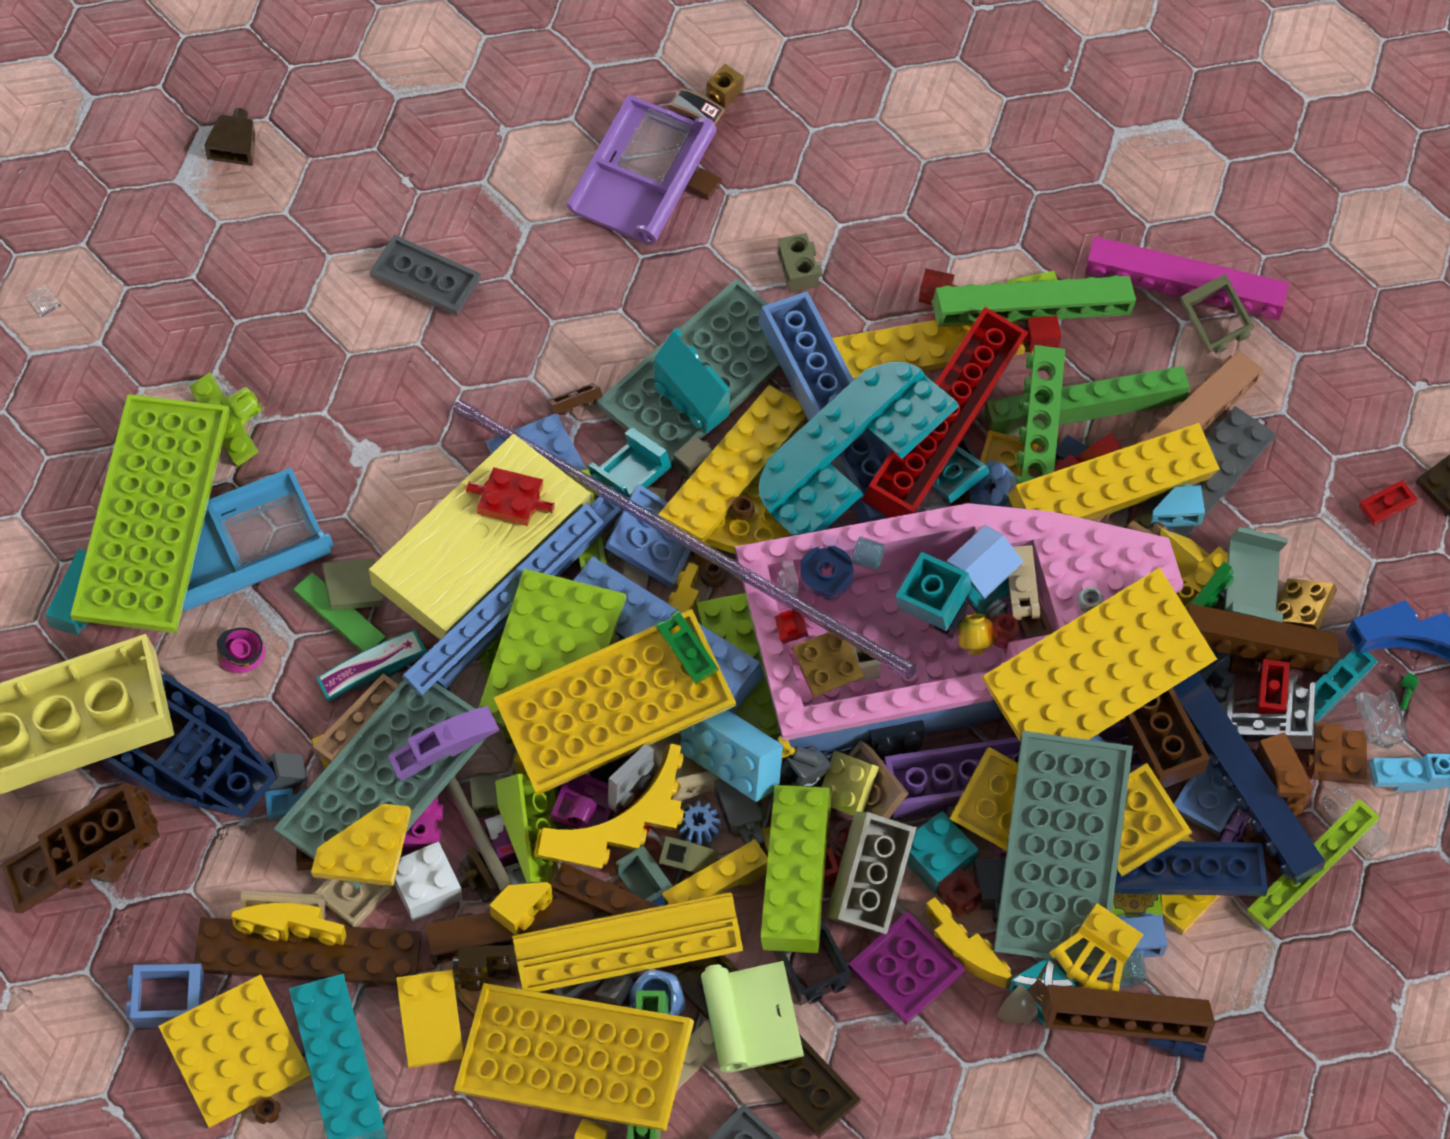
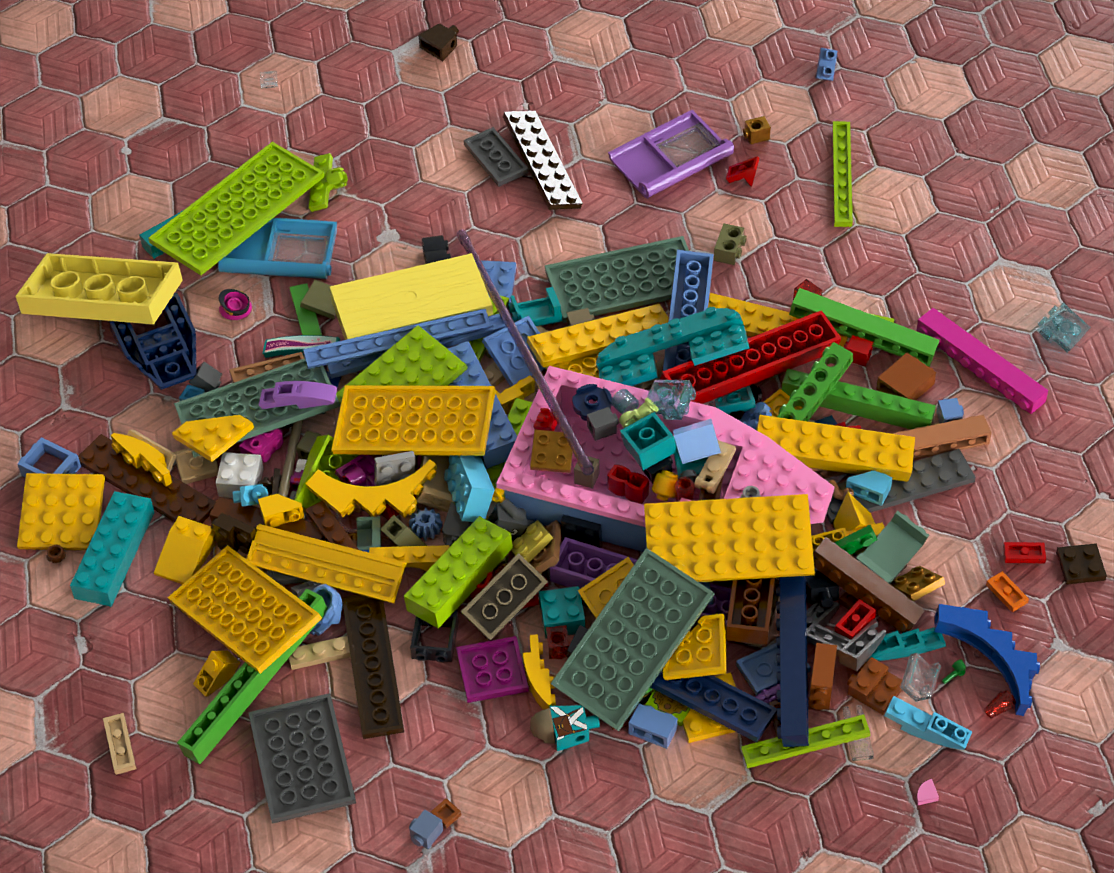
camera: 35 degrees right, 10 degrees down
(86, 845) = (61, 359): reddish brown wedge -> none
(448, 450) = (435, 249): none -> black brick
(469, 902) = (250, 494): none -> medium azure hips
(488, 252) = (542, 160): none -> plate
(510, 496) = (441, 284): red plate -> none
(582, 396) = (525, 259): reddish brown plate -> none
(687, 647) = (473, 405): green plate -> none
(689, 384) = (602, 274): teal wedge -> none
(695, 105) = (729, 131): slope -> none
(704, 183) = (704, 178): reddish brown tile -> none
(739, 504) = (583, 358): reddish brown plate -> none
(746, 1017) = (366, 644): yellowish green door -> none
(748, 151) = (745, 169): none -> red slope
(787, 577) = (564, 393): clear plate -> none
(860, 595) = (602, 423): none -> dark grey brick
(865, 100) = (842, 174): none -> lime plate
(901, 559) = (637, 414): none -> yellowish green connector
(916, 522) = (672, 397): none -> clear light blue plate
(928, 652) = (628, 484): none -> red brick
(1108, 934) = (629, 709): yellow plate -> none
(1121, 345) = (906, 378): none -> dark orange brick
(1127, 1014) = (608, 763): reddish brown brick -> none
(1133, 971) = (635, 742): clear light blue piece -> none
(1186, 1049) = (633, 804): dark blue pin -> none
(1197, 364) = (949, 410): none -> medium blue brick
(1206, 291) = (982, 369): olive window -> none
(1248, 190) = (1063, 327): none -> clear light blue plate
(1291, 782) = (817, 676): dark orange plate -> none
(1400, 561) = (1007, 591): none -> orange plate

